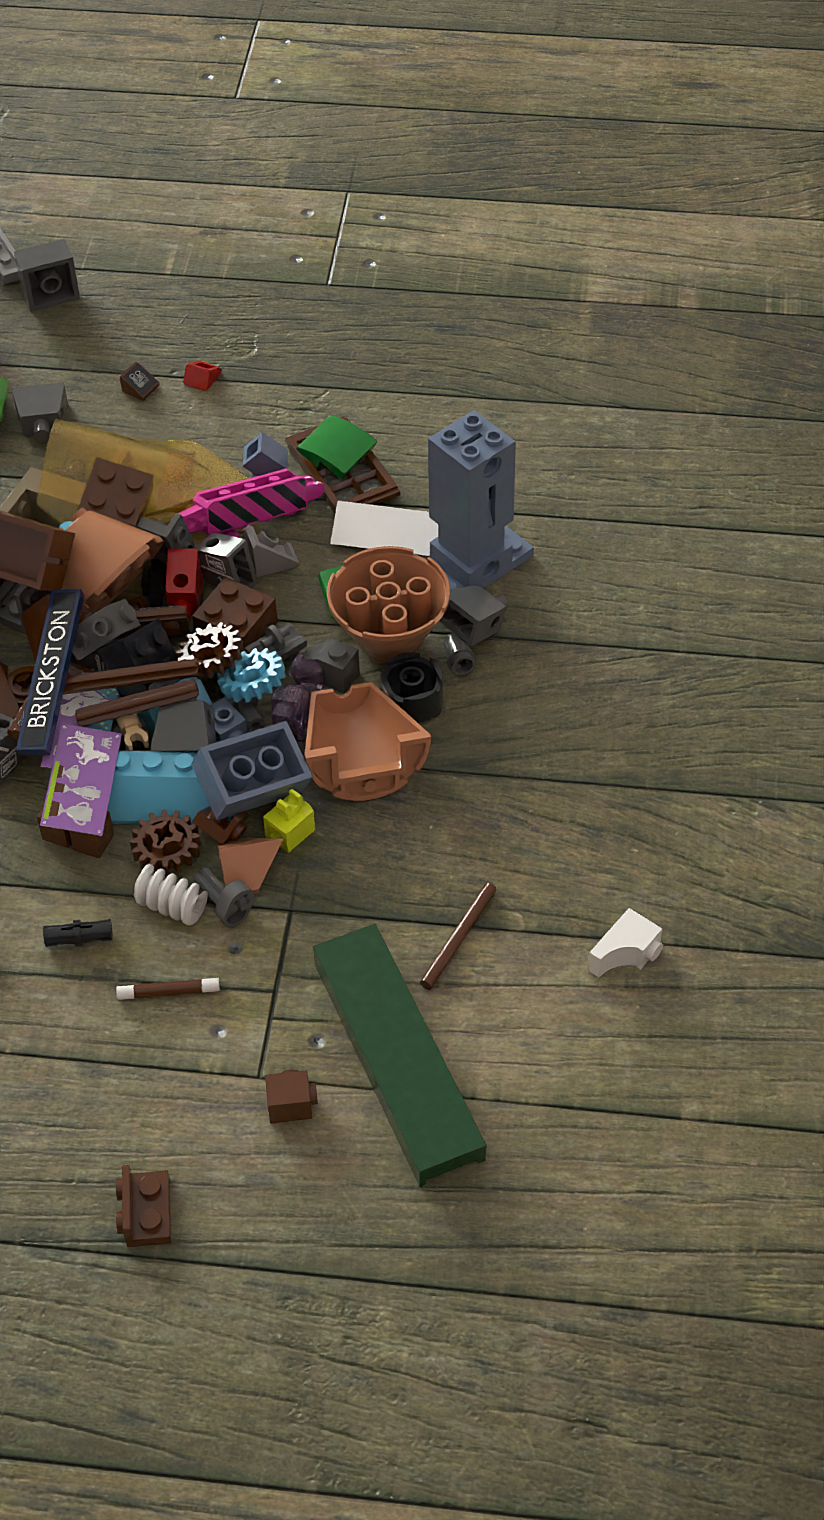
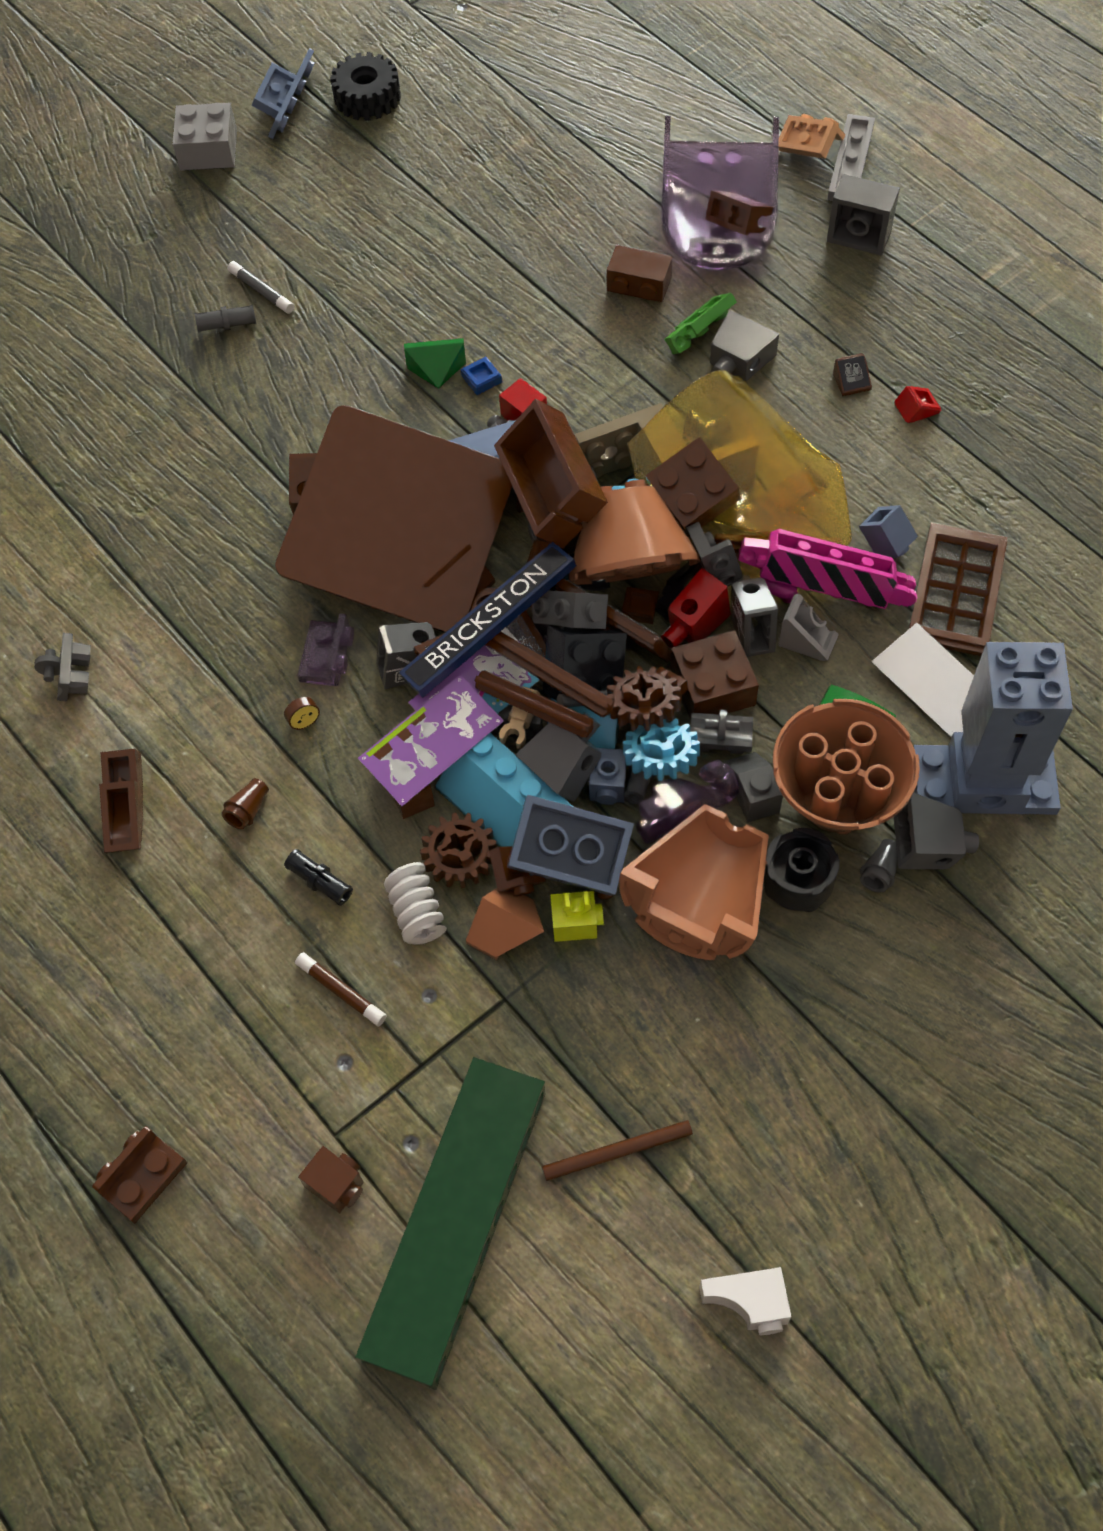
camera: 45 degrees right, 10 degrees up
(231, 901) = (457, 953): dark grey piece -> none
(337, 445) = (966, 565): green slope -> none

